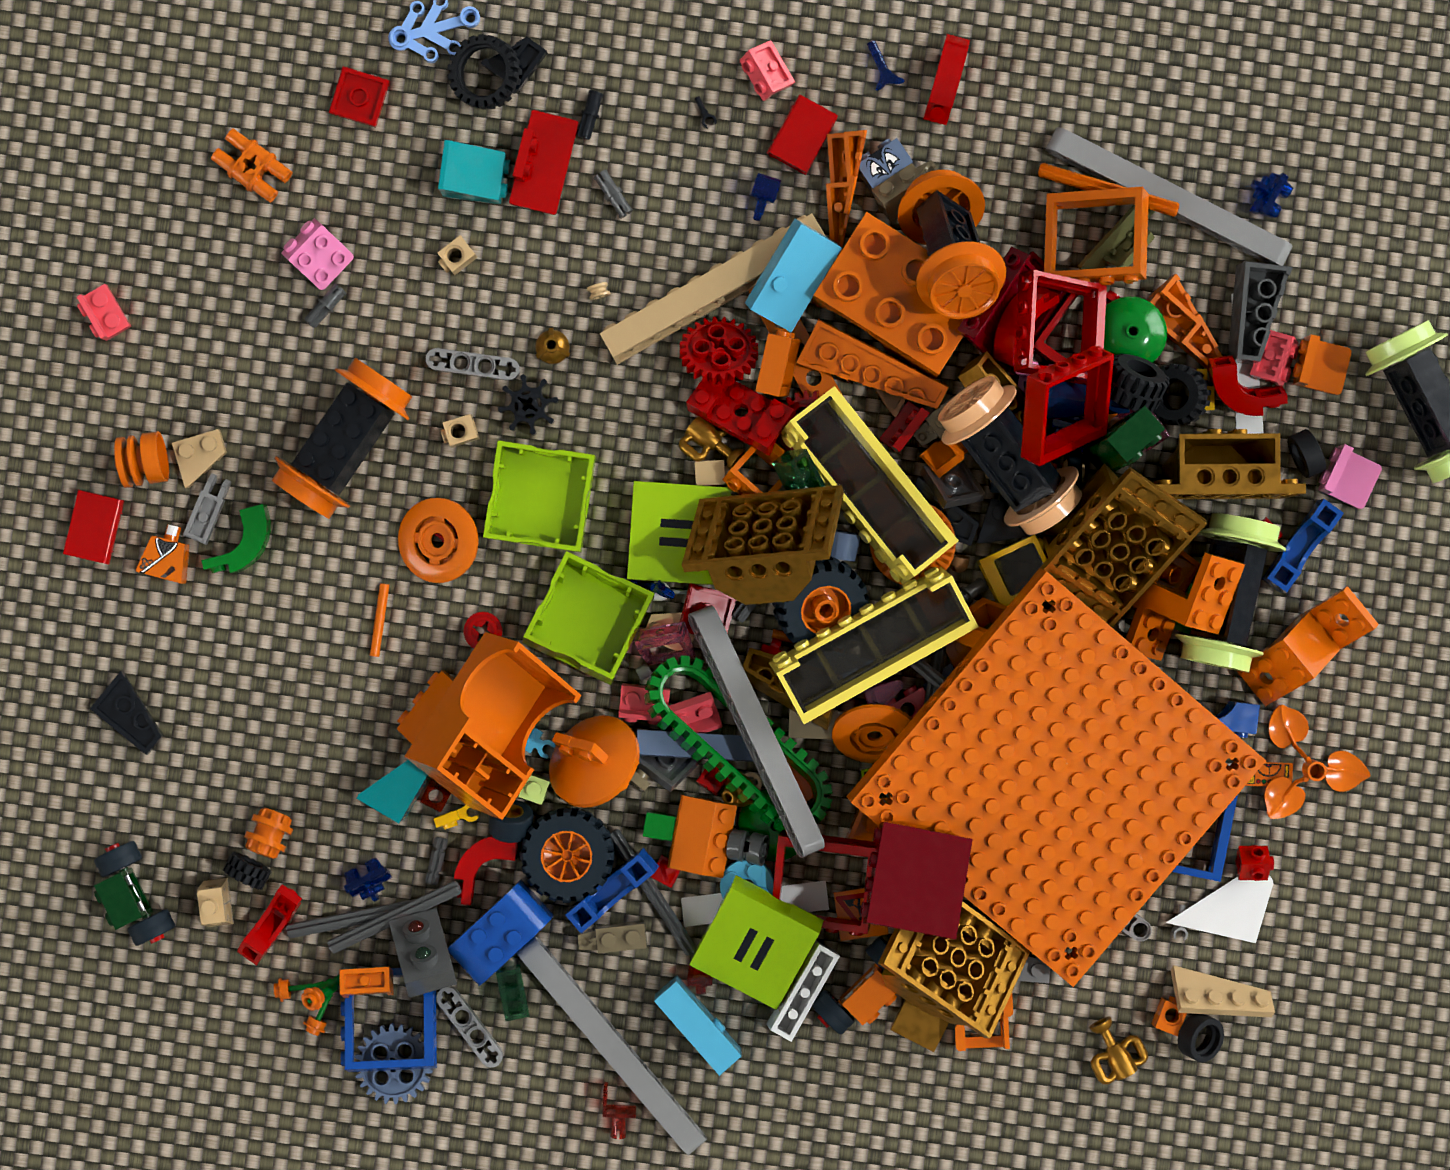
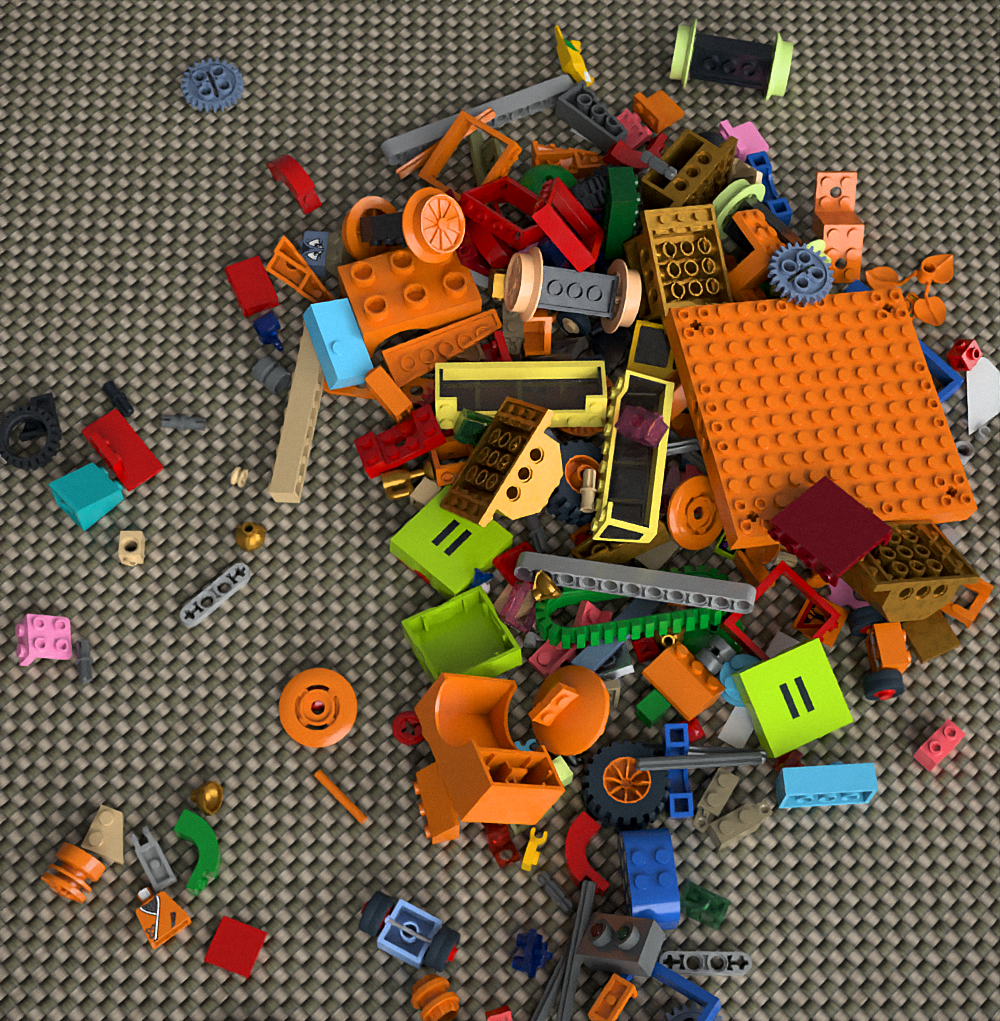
camera: 50 degrees left, 25 degrees down
(93, 527) = (90, 955): red piece -> none
(191, 637) = (235, 947): none -> red tile
(290, 512) = (208, 797): none -> pearl gold piece
(304, 772) = (409, 932): none -> brick
(342, 439) = (193, 726): black brick -> none
(396, 791) = (481, 871): teal slope -> none
(471, 433) = (254, 626): tan brick -> none
(514, 825) = (569, 807): black wheel -> none
(535, 395) = (282, 583): black gear -> none
(539, 496) = (346, 616): lime tile -> none
(610, 973) = (738, 824): none -> dark tan hinge
(611, 1045) = (799, 864): light grey beam -> none
(618, 1115) = (855, 900): clear red bracket -> none
(632, 904) = (698, 761): none -> dark grey axle
(689, 657) = (544, 587): none -> pearl gold piece
(704, 112) = (190, 329): black hand -> none
(718, 351) = (347, 427): red gear -> none
(720, 234) = (273, 376): none -> dark grey wheel
(766, 70) = (190, 278): coral bracket -> none
(803, 991) = (866, 717): white brick -> none
(808, 627) = (588, 491): none -> tan axle
(815, 1096) = (939, 745): none -> coral brick
(886, 75) = (259, 216): clear blue piece -> none
(902, 618) = (641, 426): none -> clear pink brick
(1197, 642) = (813, 284): none -> sand blue gear
(1208, 440) = (658, 165): none -> dark grey axle
(1267, 192) = (524, 67): clear blue hips -> none
(1296, 514) = (742, 170): none -> tan wing
(1316, 233) = (571, 59): none -> yellow animal

